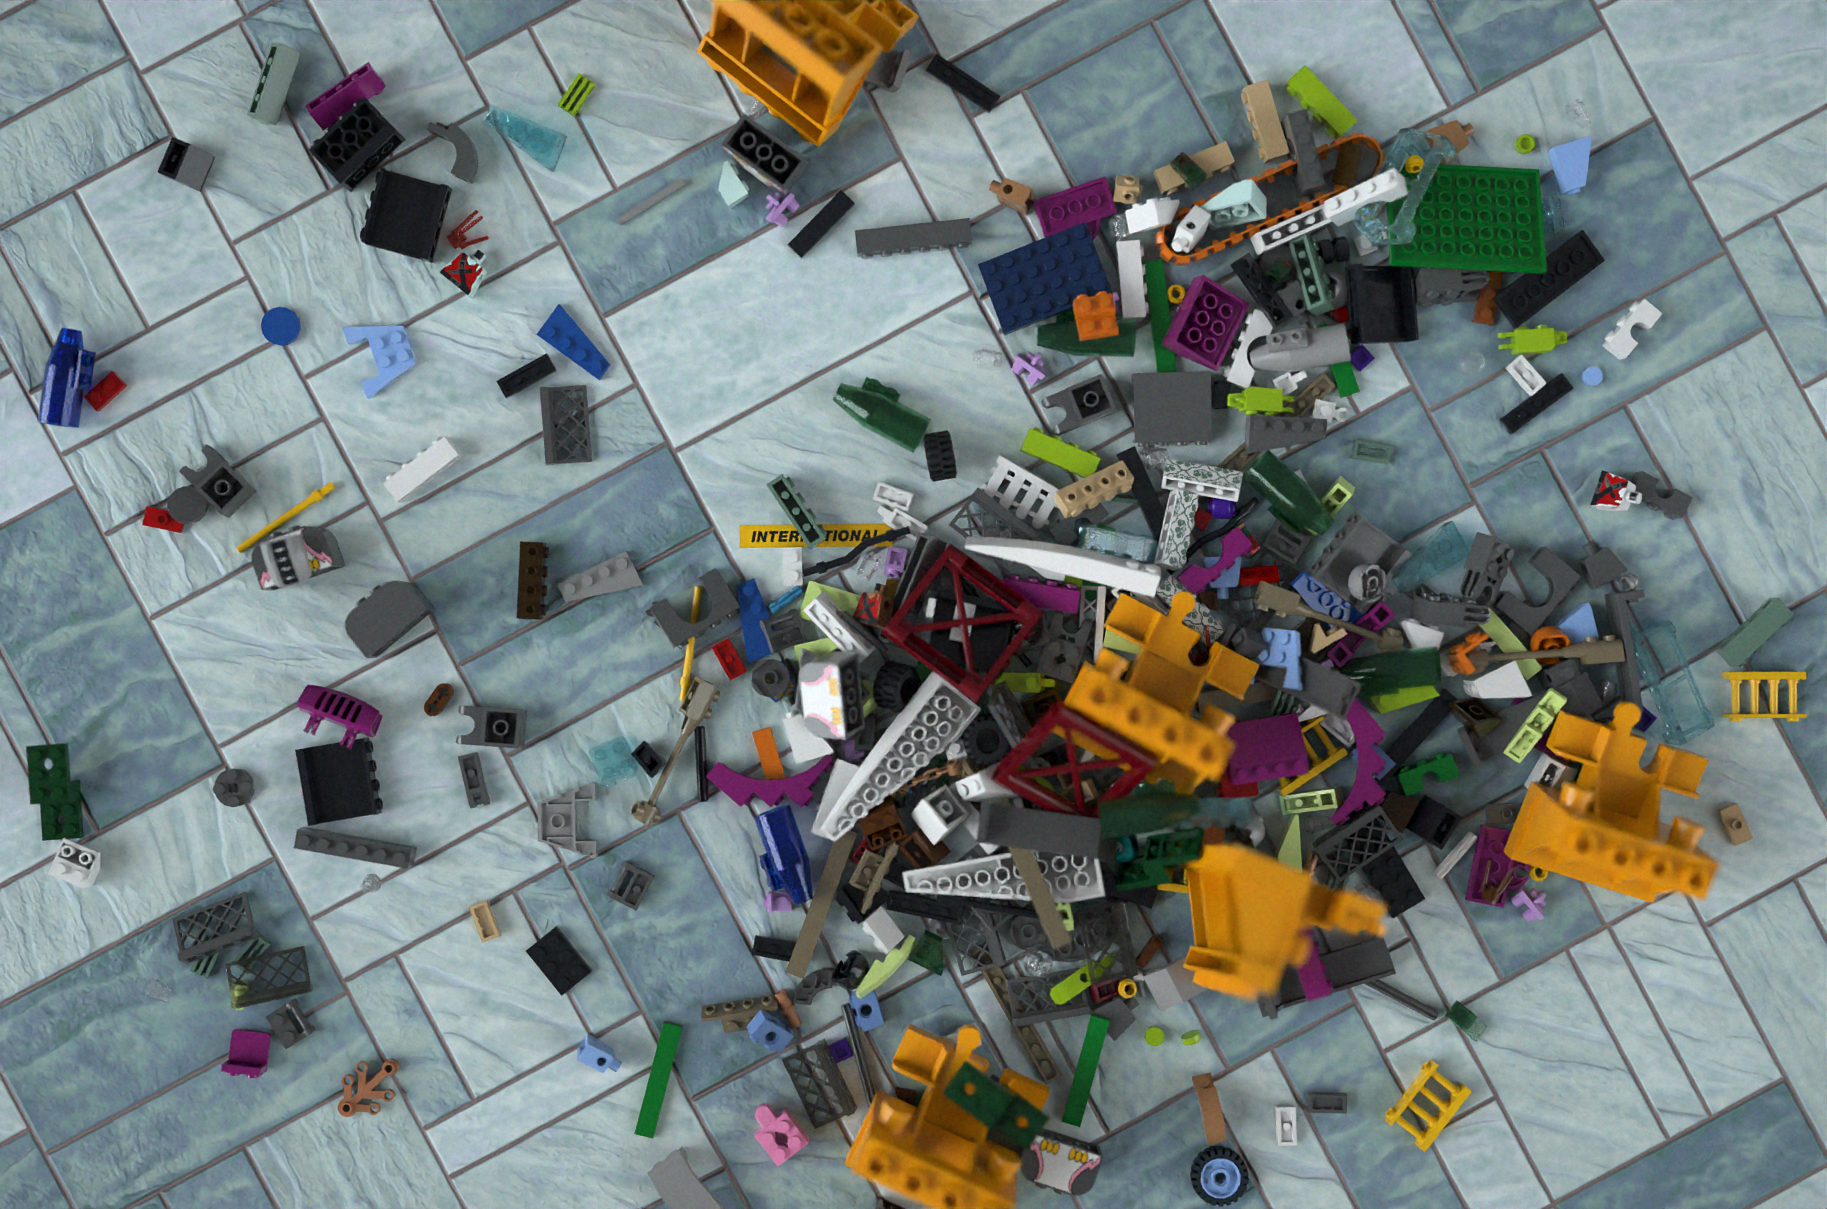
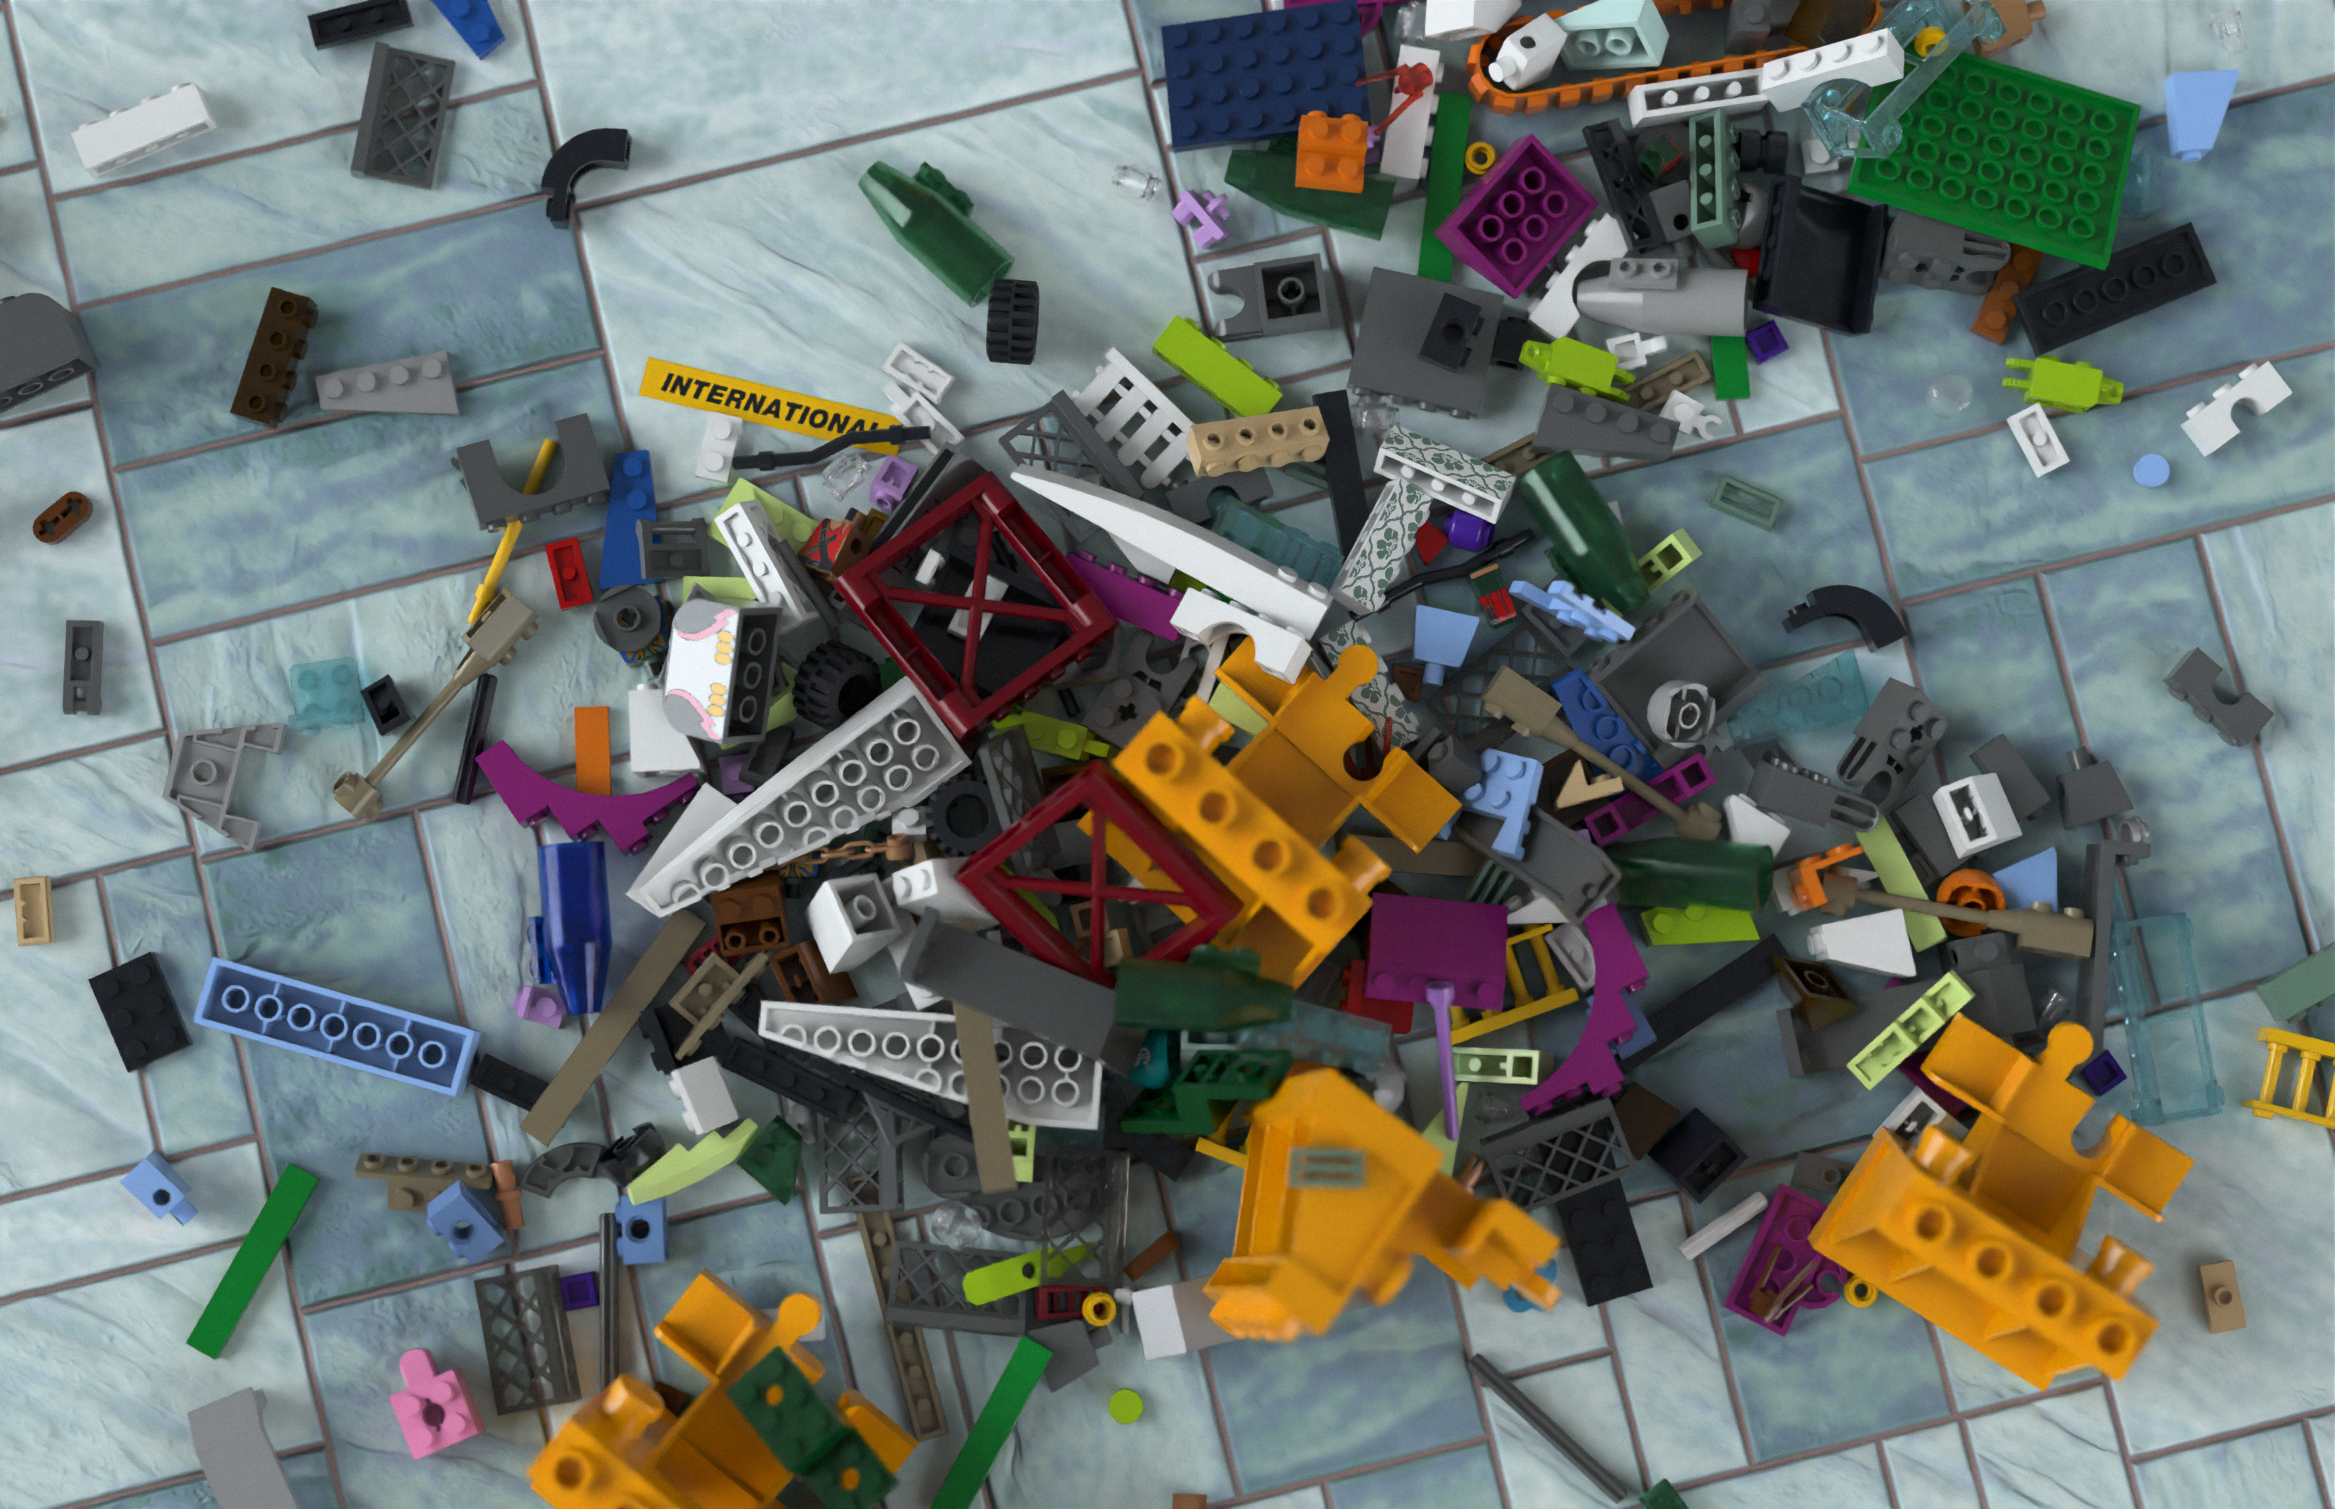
camera: 10 degrees right, 5 degrees down
(488, 727) = (132, 584): dark grey brick -> none
(636, 888) = (306, 920): dark grey plate -> none
(670, 942) = (337, 1027): none -> light blue brick
(675, 418) = (574, 160): none -> black arch
(786, 599) = (692, 499): dark azure axle -> none
(795, 510) = (748, 356): sand green brick -> none
(1129, 263) = (1411, 82): none -> clear red plant
(1138, 608) = (1207, 619): none -> white arch
(1179, 410) = (1457, 313): none -> black brick
(1191, 1037) = (1188, 1424): lime tile -> none
(1233, 545) = (1392, 632): magenta arch -> none
(1253, 575) = (1491, 656): red plate -> none
(1268, 899) = (1358, 1168): none -> sand green tile
(1275, 775) = (1440, 995): none -> medium lavender piece
(1294, 541) = (1574, 610): none -> light blue wing
(1312, 971) = (1420, 1339): magenta brick -> none
(1345, 968) = (1442, 1373): dark grey panel -> none
(1368, 892) = (1564, 1259): clear cone -> none
(1410, 778) = (1737, 1066): green arch -> none
(1455, 497) = (1862, 608): none -> black arch
(1525, 144) = (2127, 59): lime tile -> none
(1534, 910) = (1837, 1355): lavender hips -> none
(1536, 404) = (2045, 493): black tile -> none
(1543, 597) = (1976, 814): none -> white slope
(1614, 493) = (2141, 674): torso -> none

